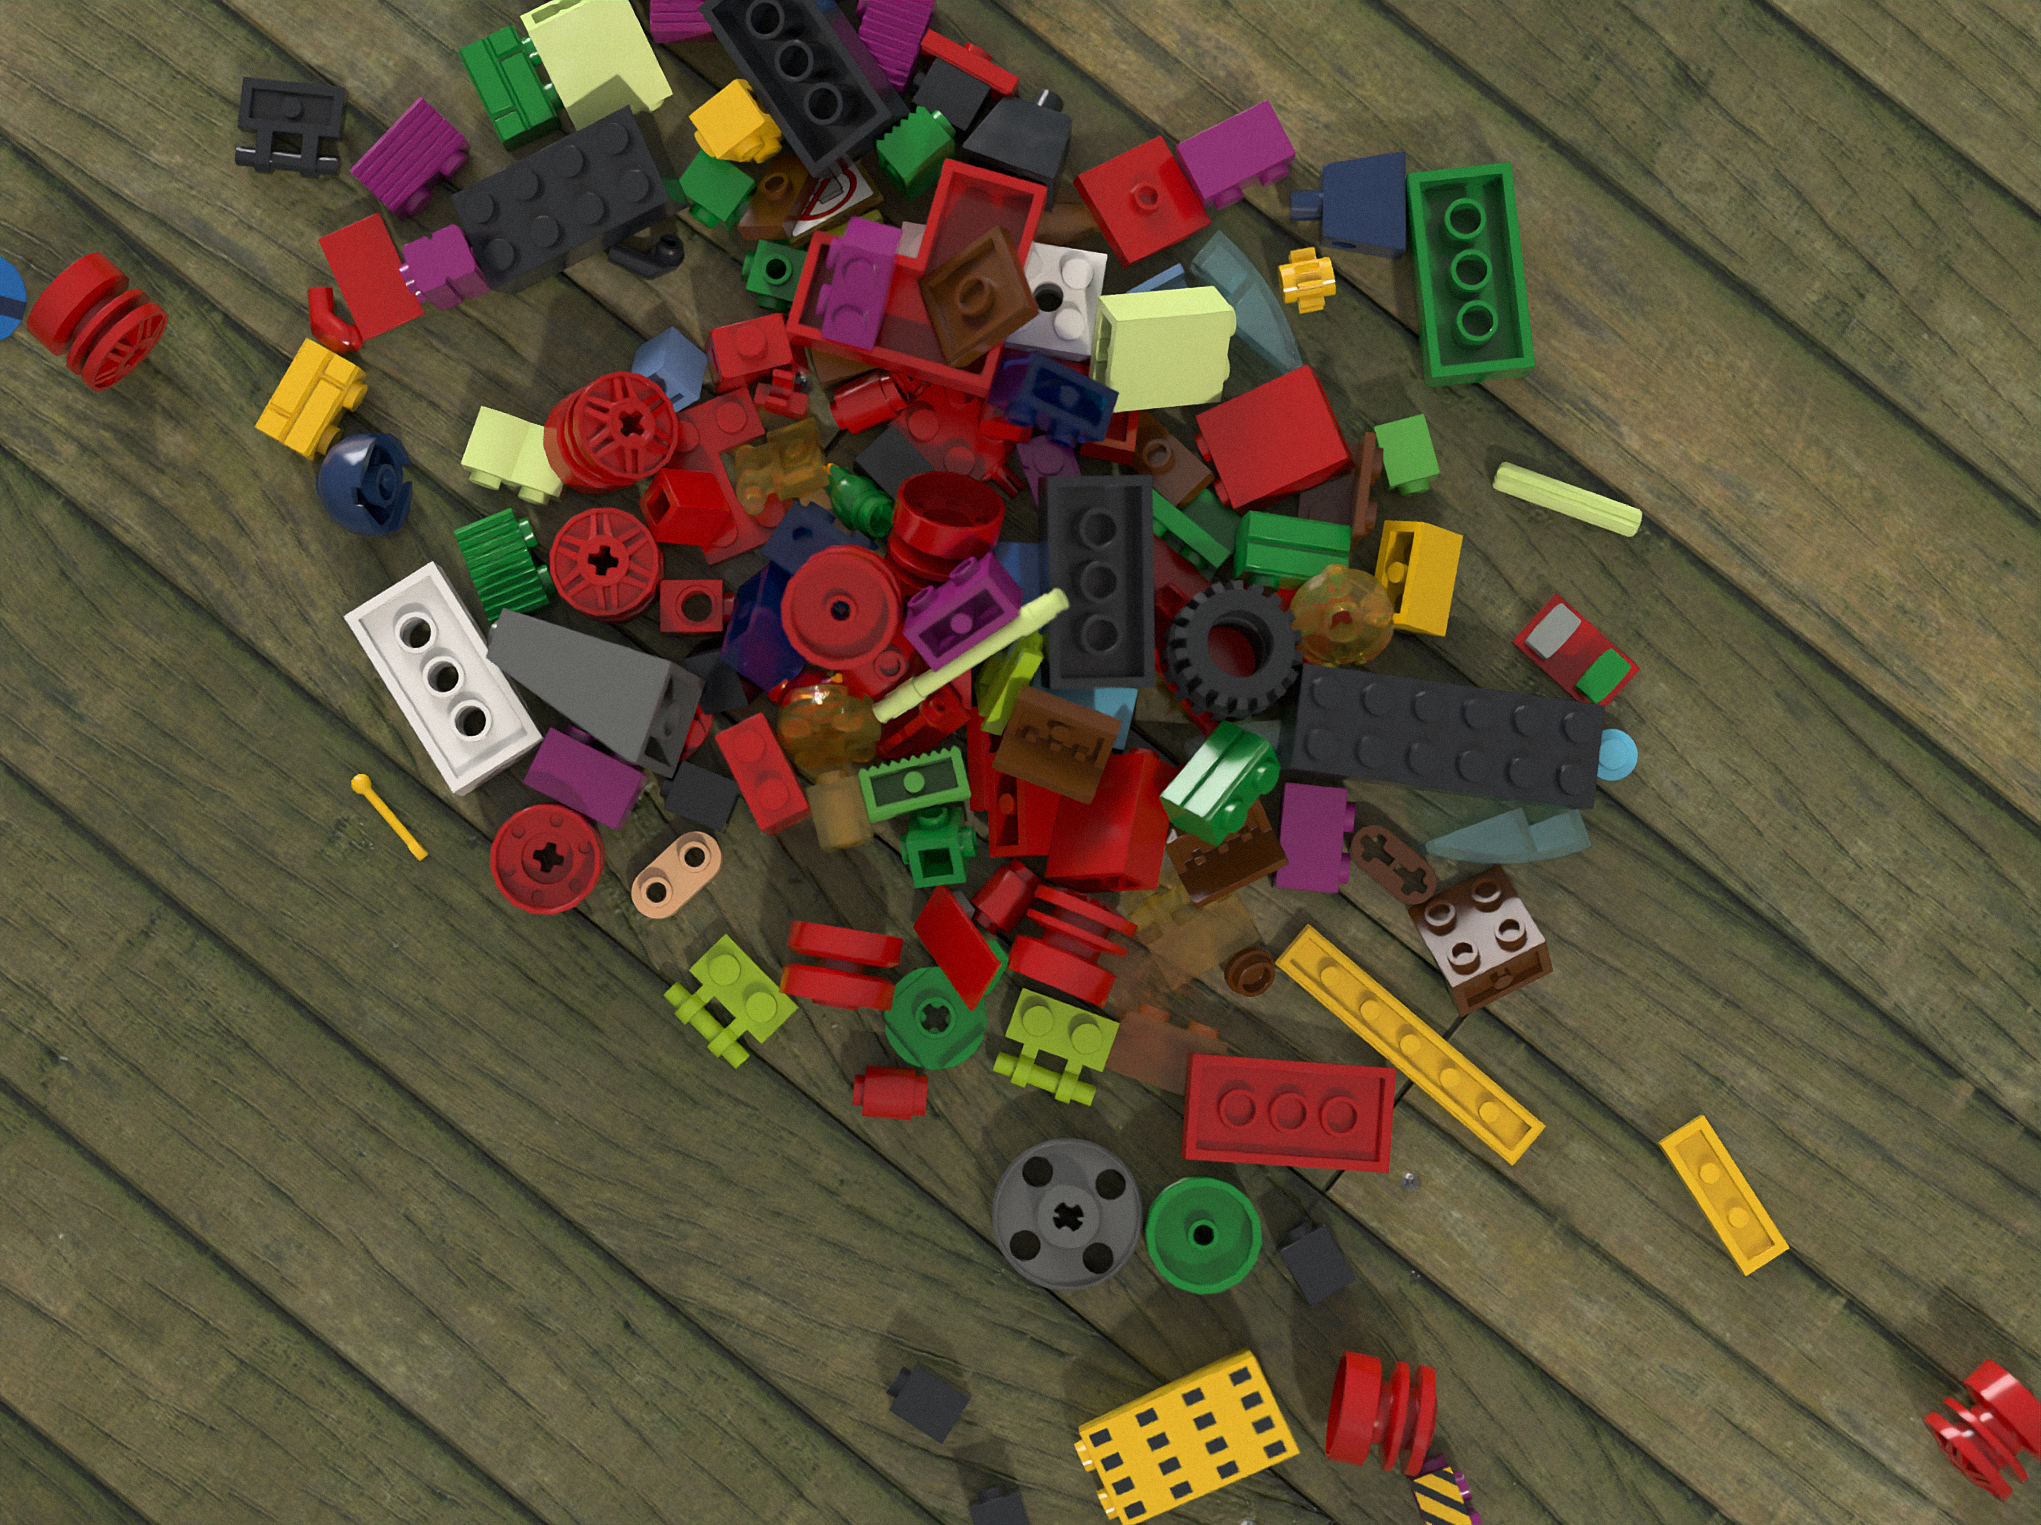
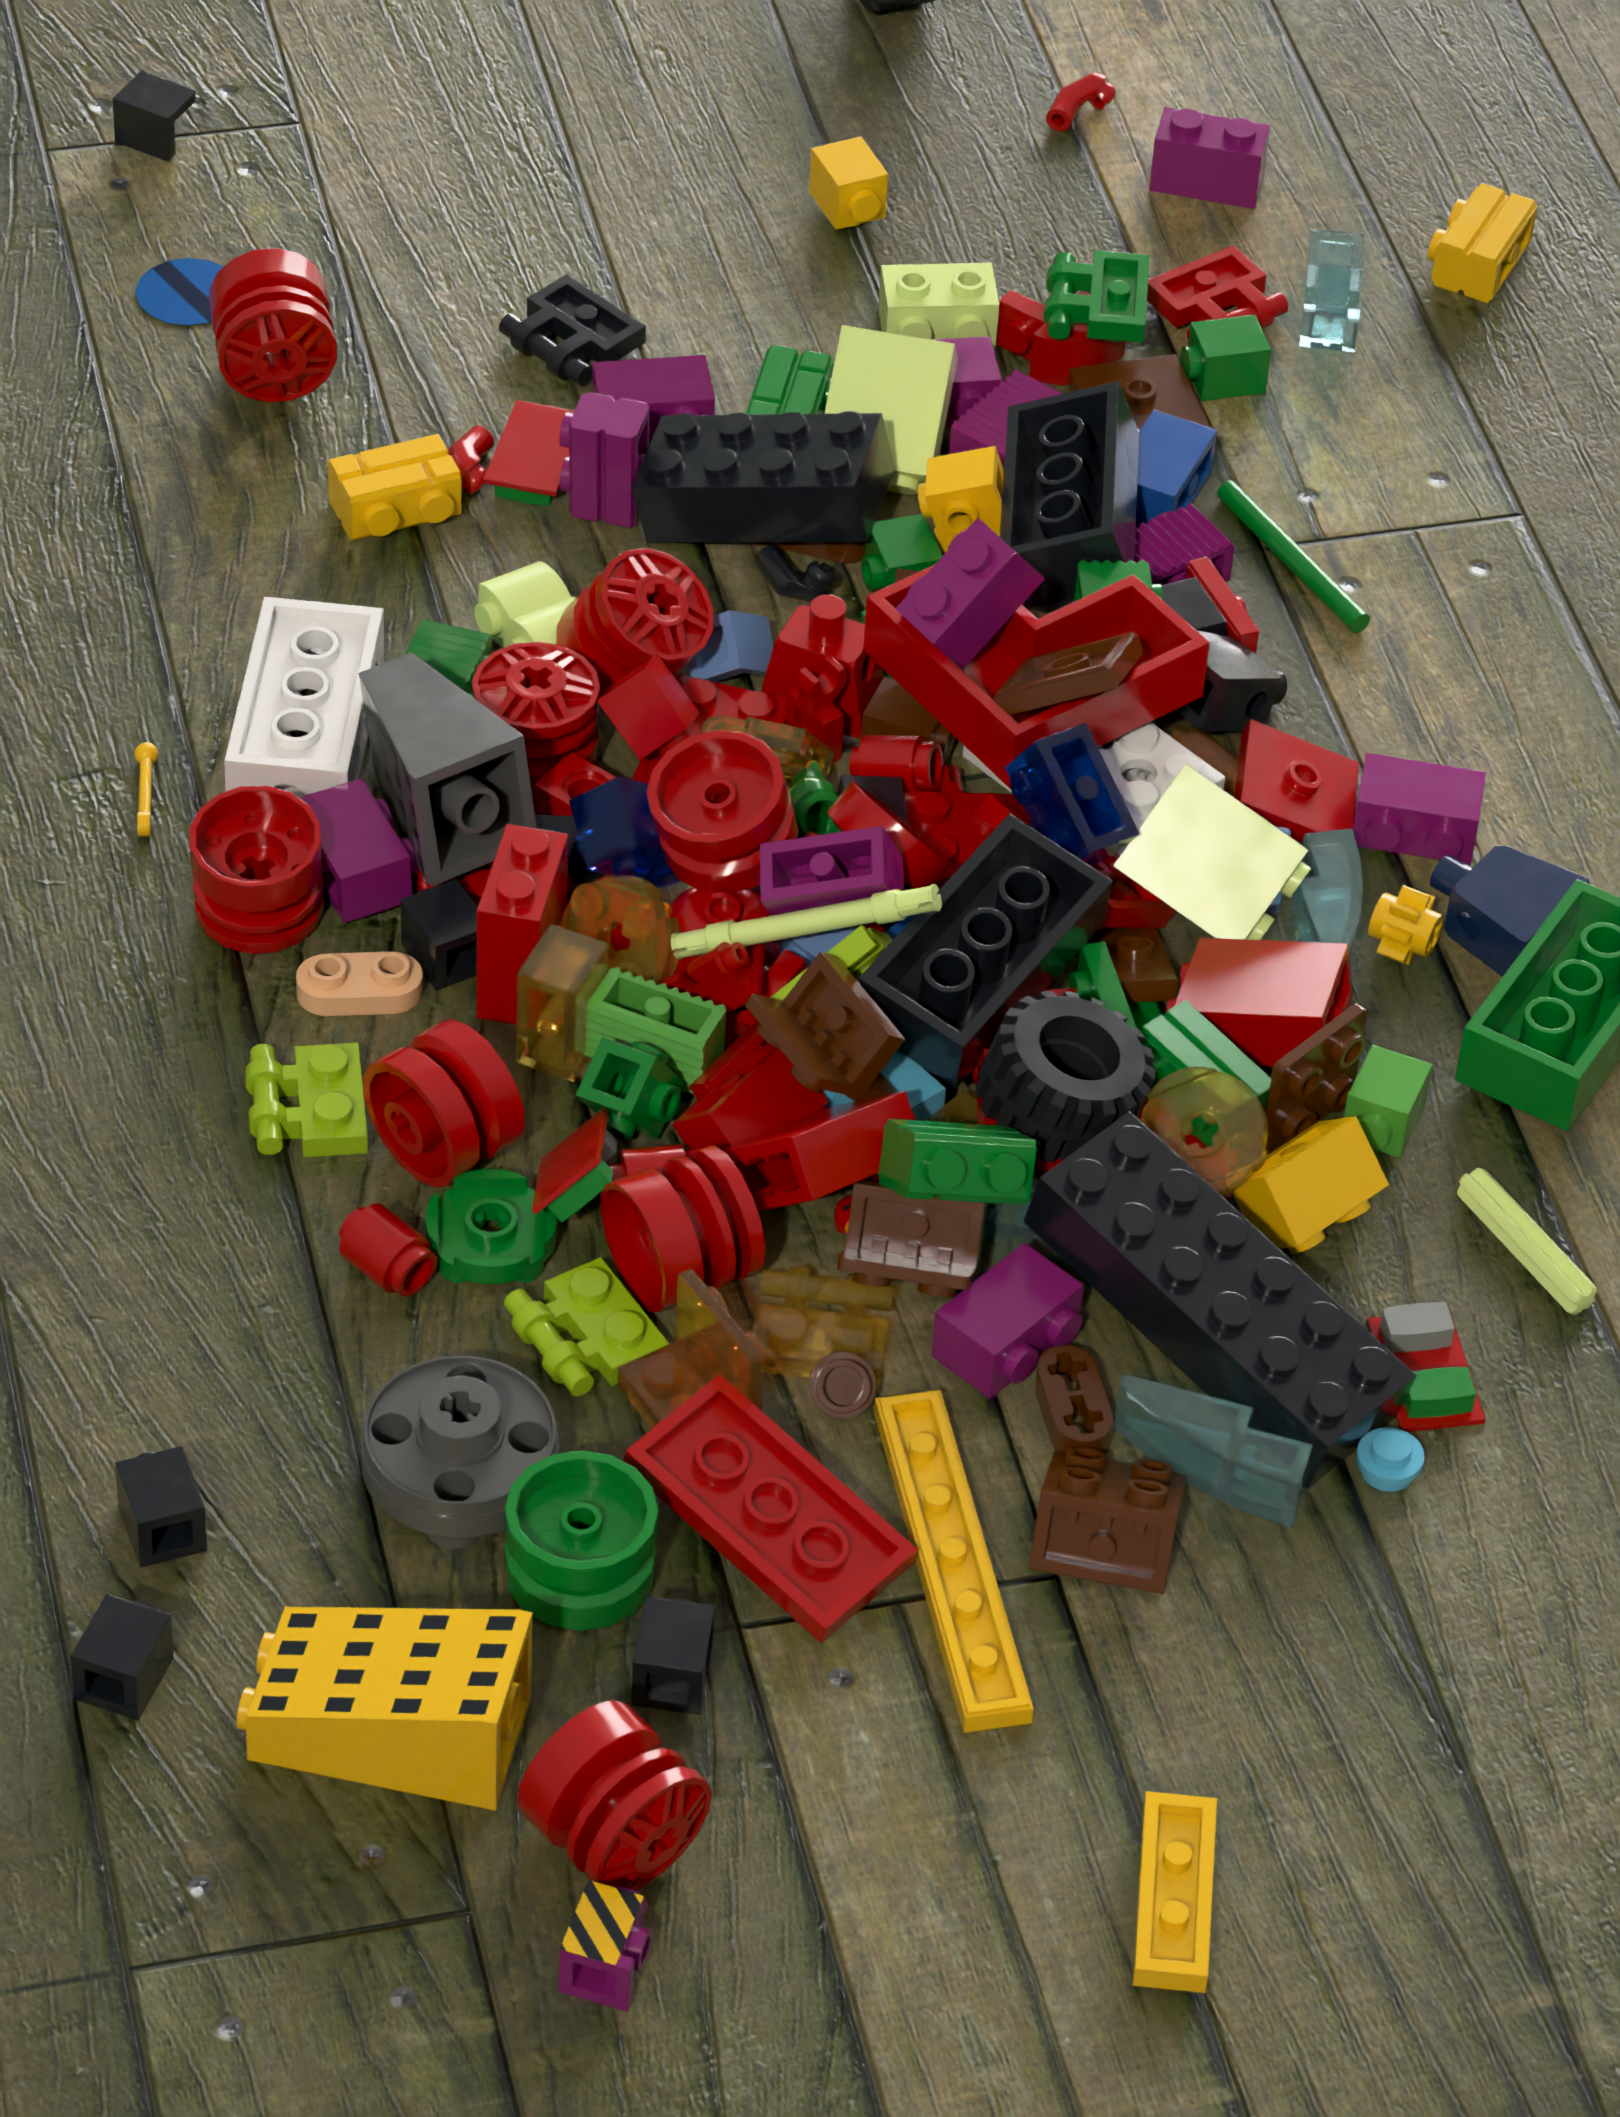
camera: 35 degrees right, 40 degrees down
(364, 484) = (384, 552): dark blue cylinder -> none

